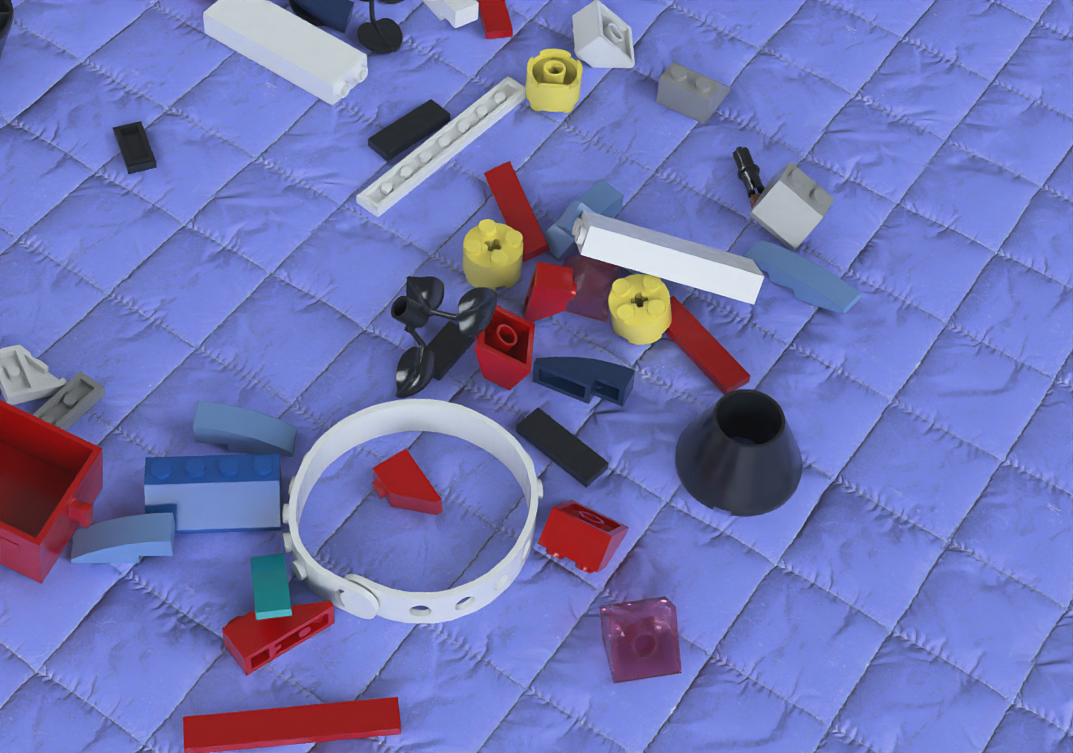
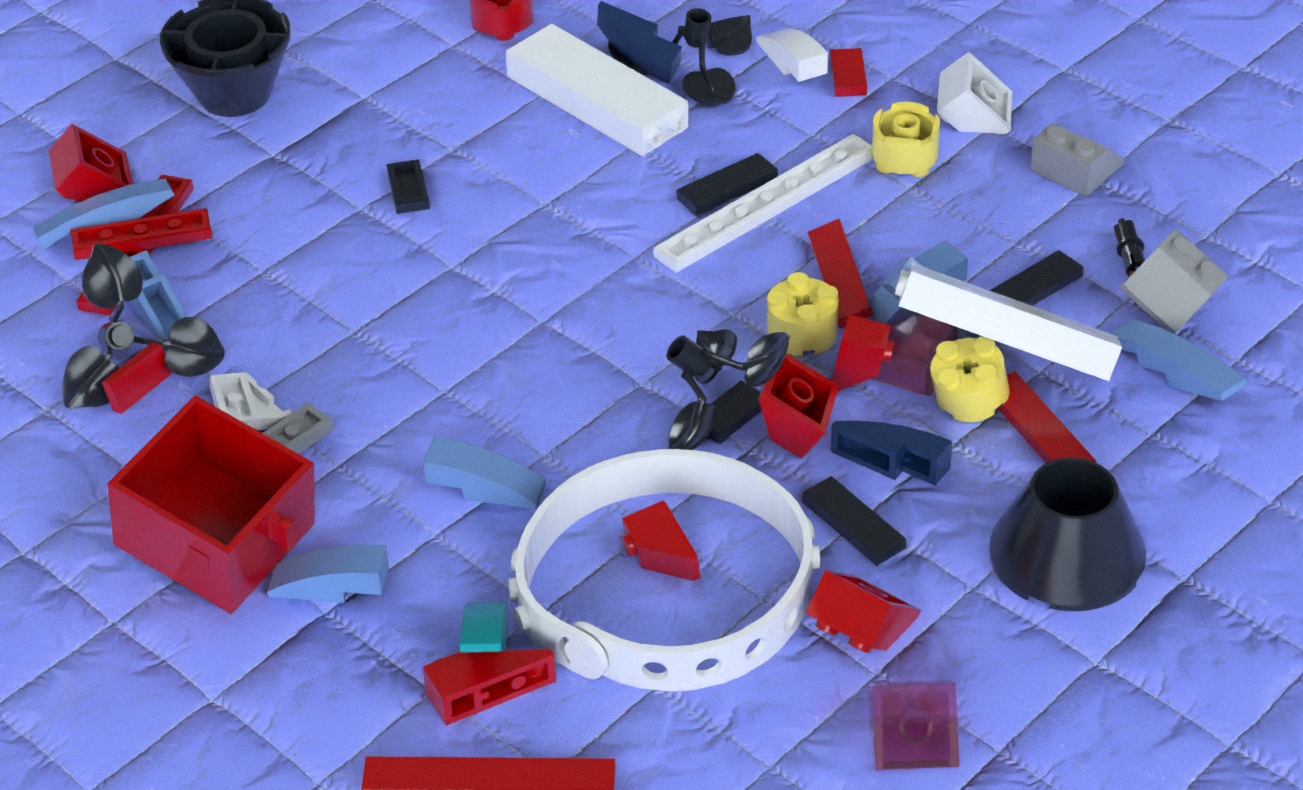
camera: 15 degrees right, 10 degrees down
(216, 492) = (442, 533): slope -> none
(678, 208) = (1041, 279): none -> black tile

